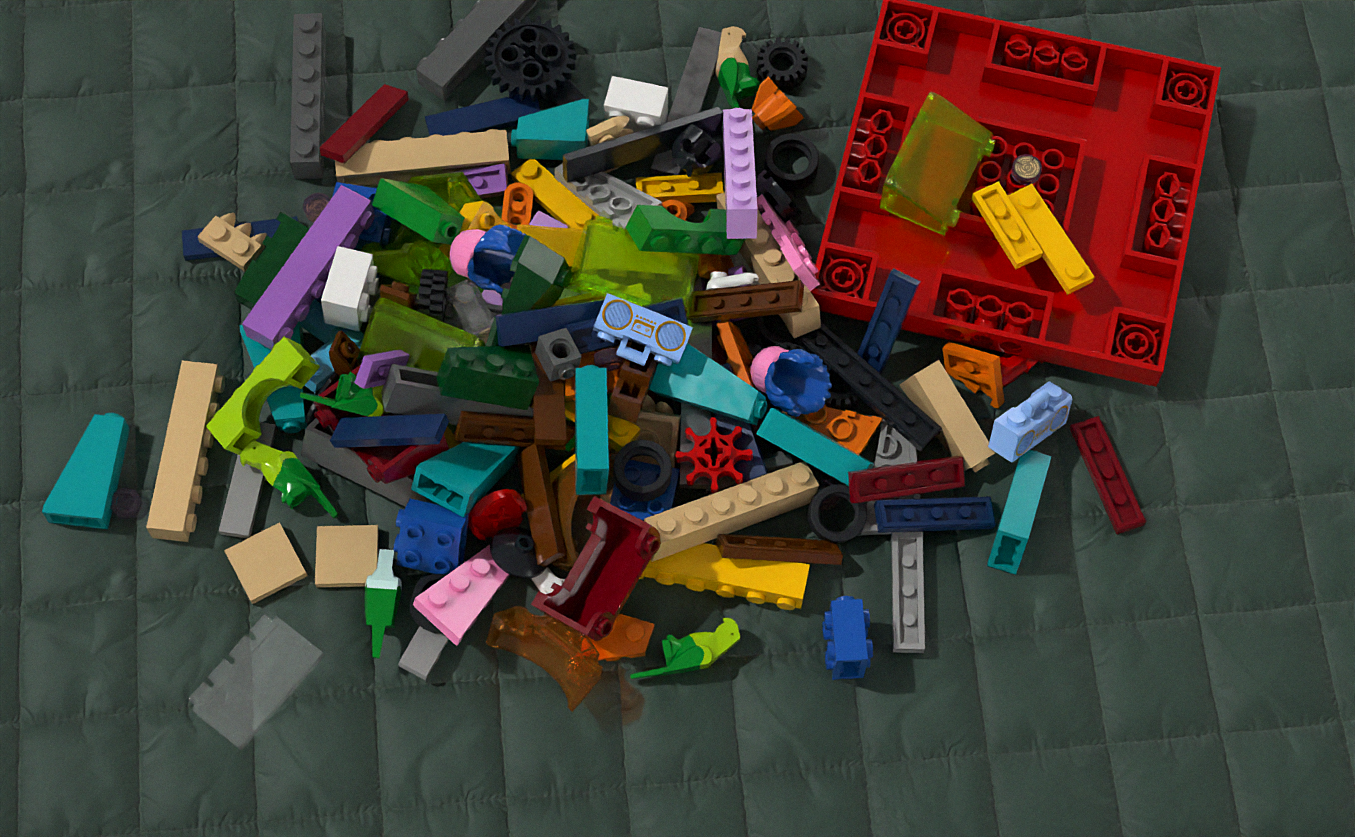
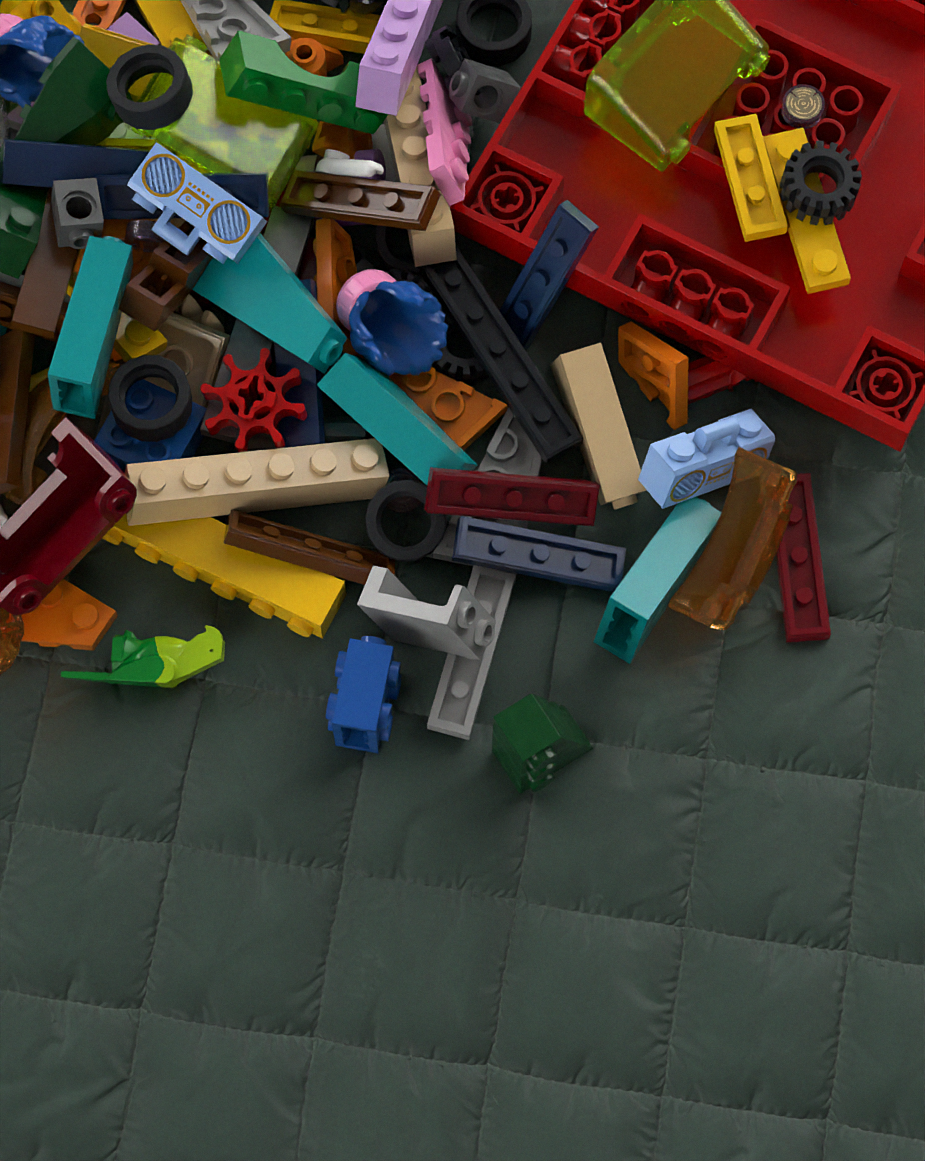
camera: 15 degrees right, 5 degrees up
(579, 239) = (135, 65): none -> black tyre
(806, 208) = (493, 101): none -> dark grey brick
(876, 579) = (457, 628): none -> light grey panel
(972, 644) = (535, 741): none -> dark green wedge
(1064, 205) = (826, 162): none -> black tyre
(1069, 472) = (741, 543): none -> clear orange windscreen

